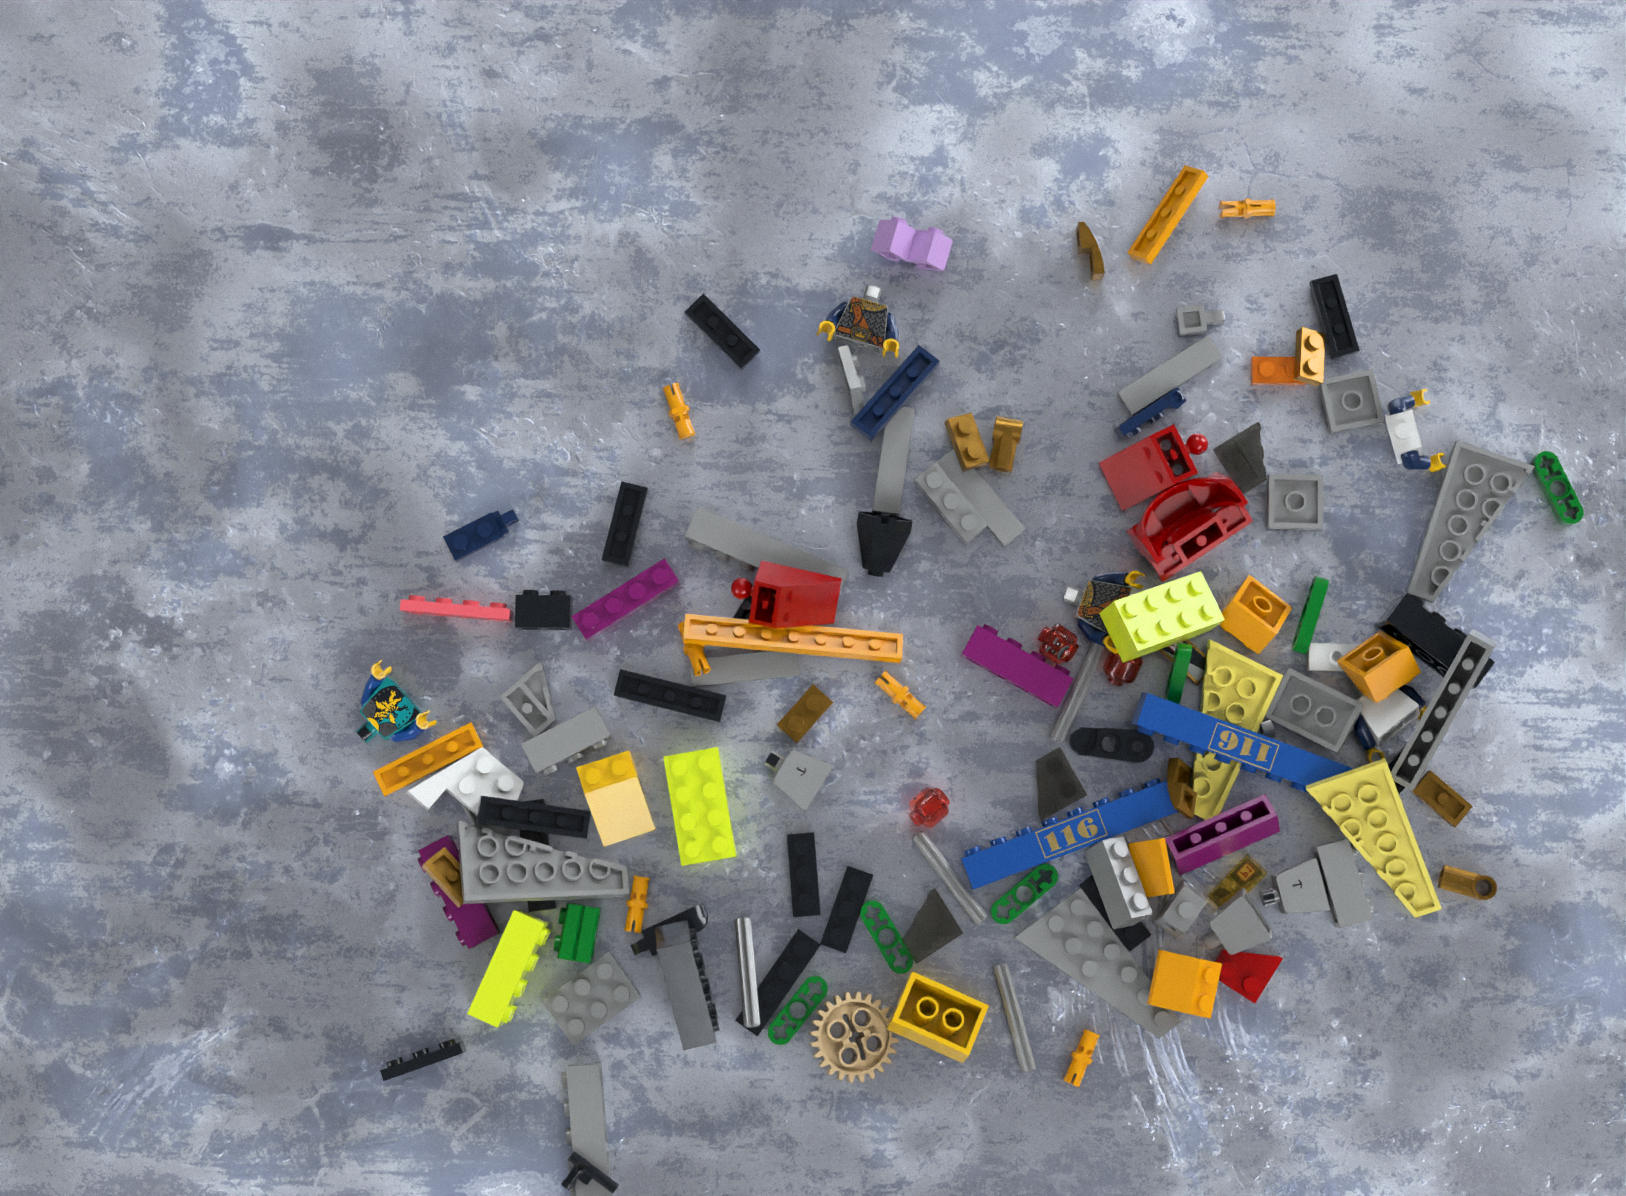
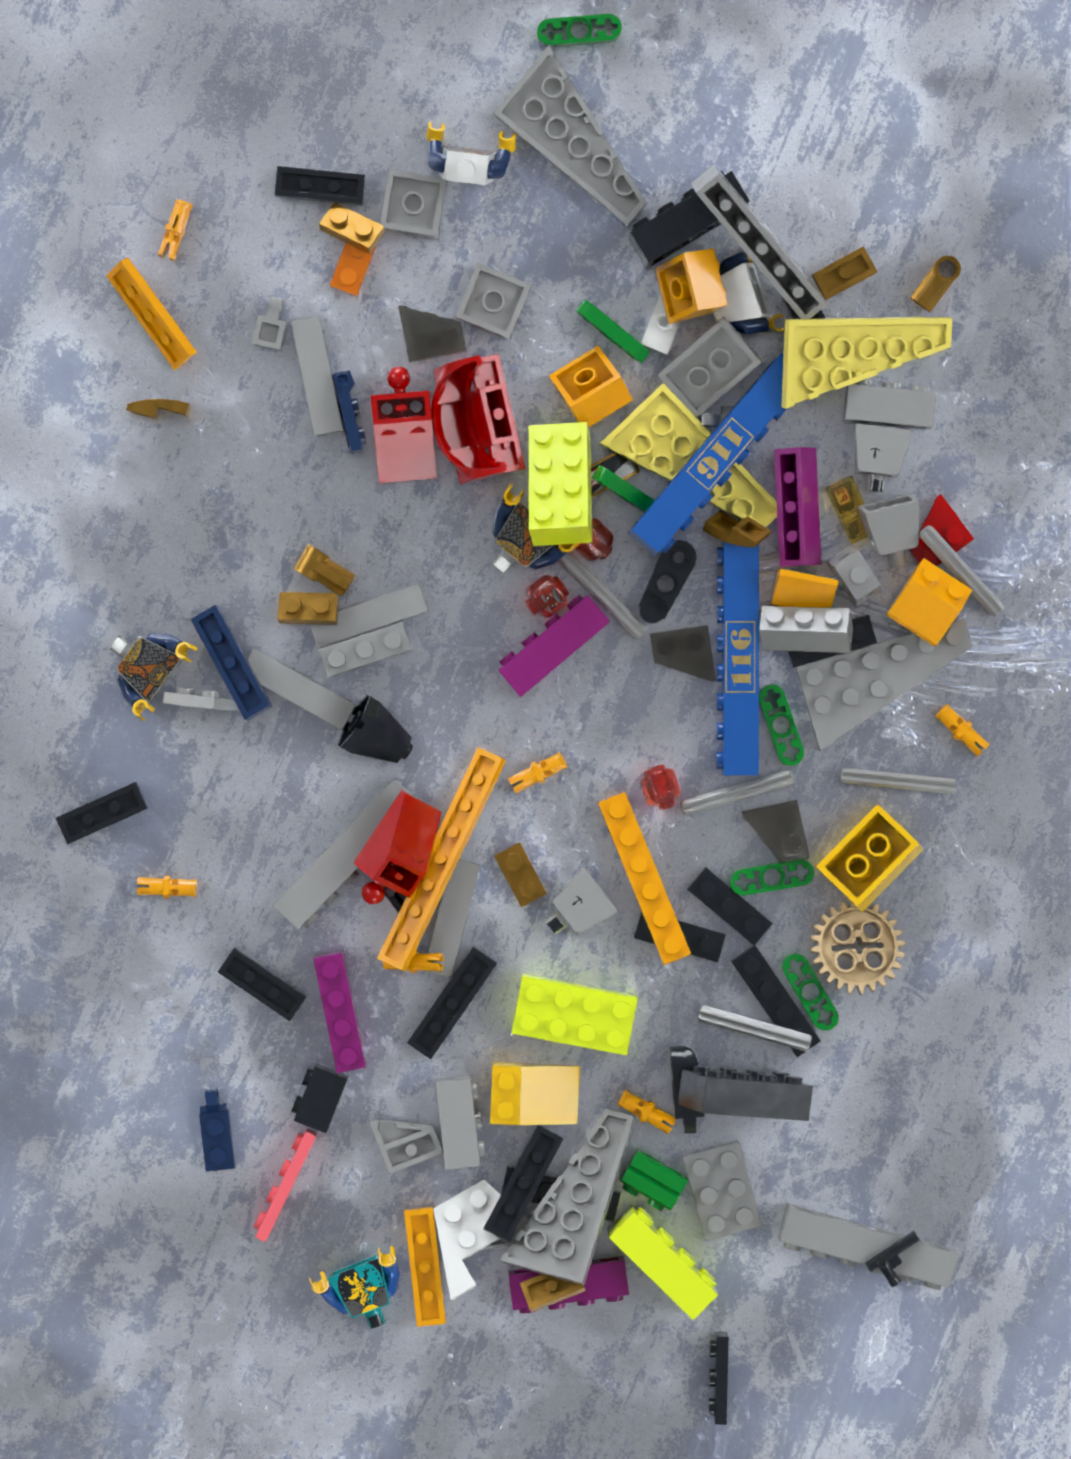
camera: 70 degrees left, 5 degrees up
(842, 823) = (644, 878): none -> light orange plate
(924, 248) = (77, 598): lavender brick -> none
(1223, 1001) = (960, 570): none -> light grey axle

